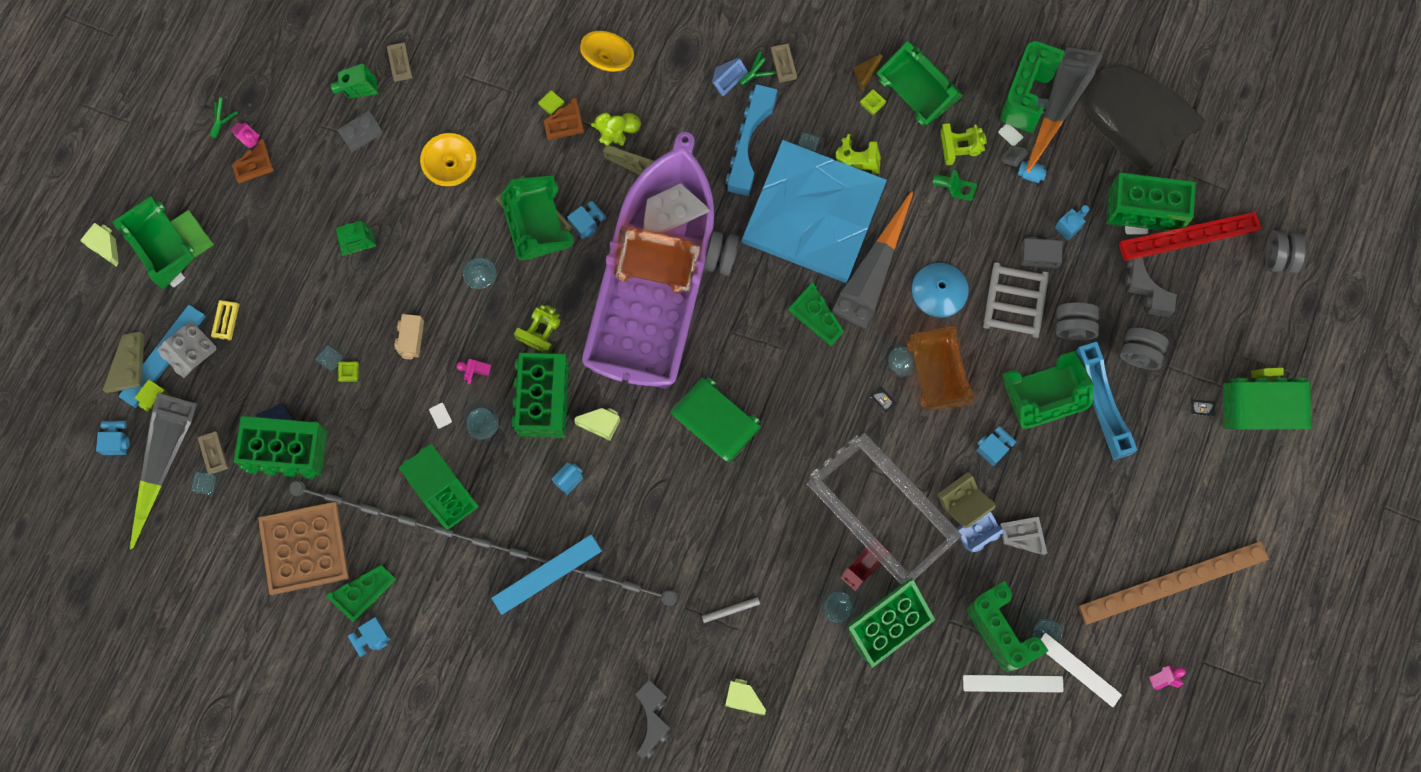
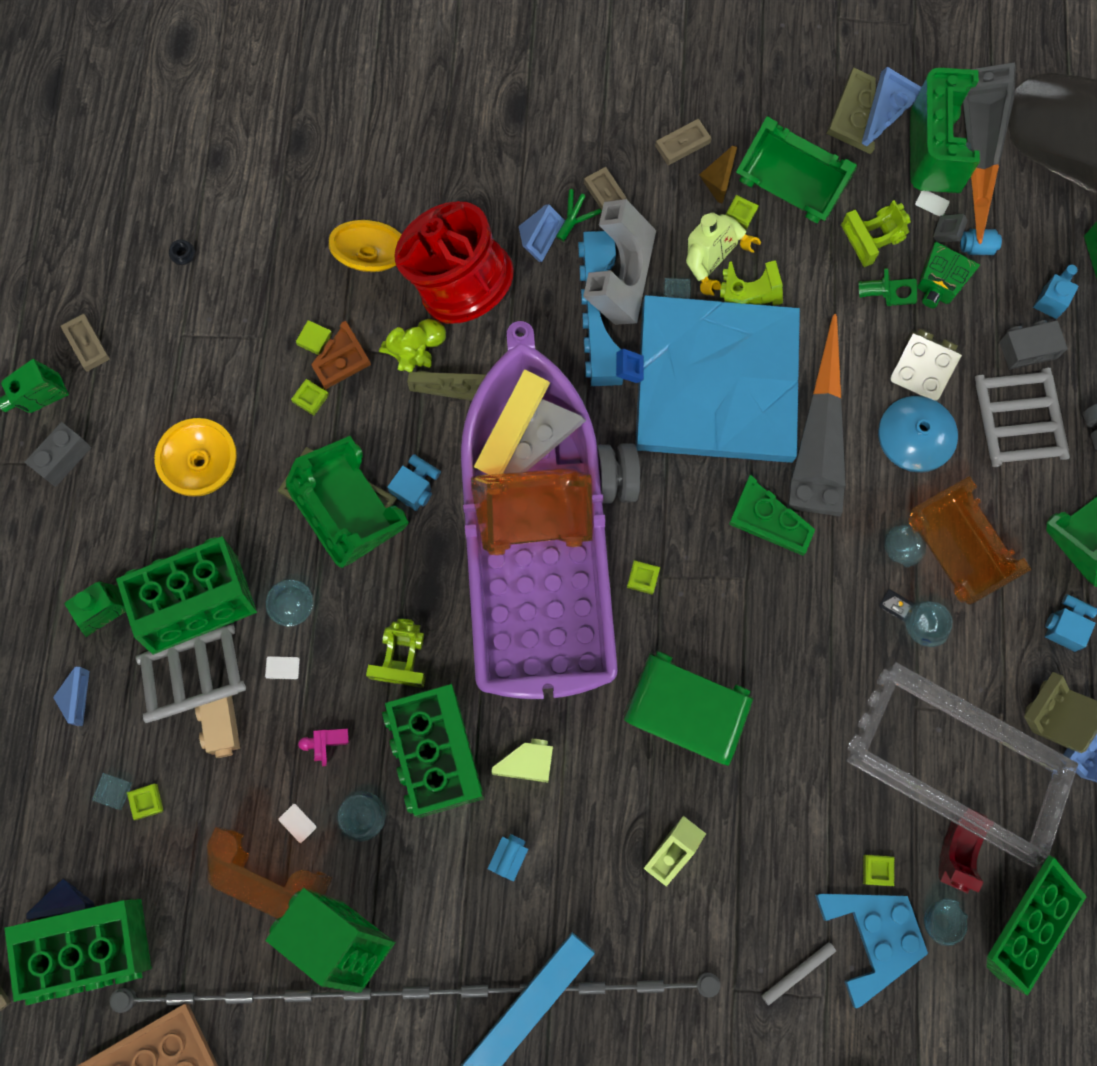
camera: 20 degrees left, 0 degrees up
(322, 290) = (72, 696): none -> medium blue slope
(391, 435) = (227, 874): none -> clear orange windscreen
(409, 314) = (208, 694): none -> light grey bar
(415, 247) = (185, 595): none -> green brick
(462, 314) = (282, 667): none -> white sticker
(481, 14) = (179, 246): none -> black plate
(536, 142) = (310, 397): none -> lime tile
(659, 80) = (454, 262): none -> red wheel
(660, 198) = (512, 423): none -> light yellow tile
(676, 507) = (675, 851): none -> yellowish green slope
(718, 328) = (643, 577): none -> lime tile
(754, 184) = (629, 366): none -> blue plate
(789, 101) = (621, 297): none -> light grey arch
(797, 604) = (888, 936): none -> dark azure wing
(806, 563) = (878, 870): none -> lime tile
(841, 118) = (711, 244): none -> yellowish green torso
(849, 41) = (683, 142): none -> dark tan plate
(899, 417) = (929, 623): none -> clear light blue hat
(961, 243) = (926, 364): none -> bracket
(977, 55) = (853, 110): none -> olive wing
(998, 187) = (944, 275): none -> green torso
(1005, 53) = (891, 99): none -> medium blue wing

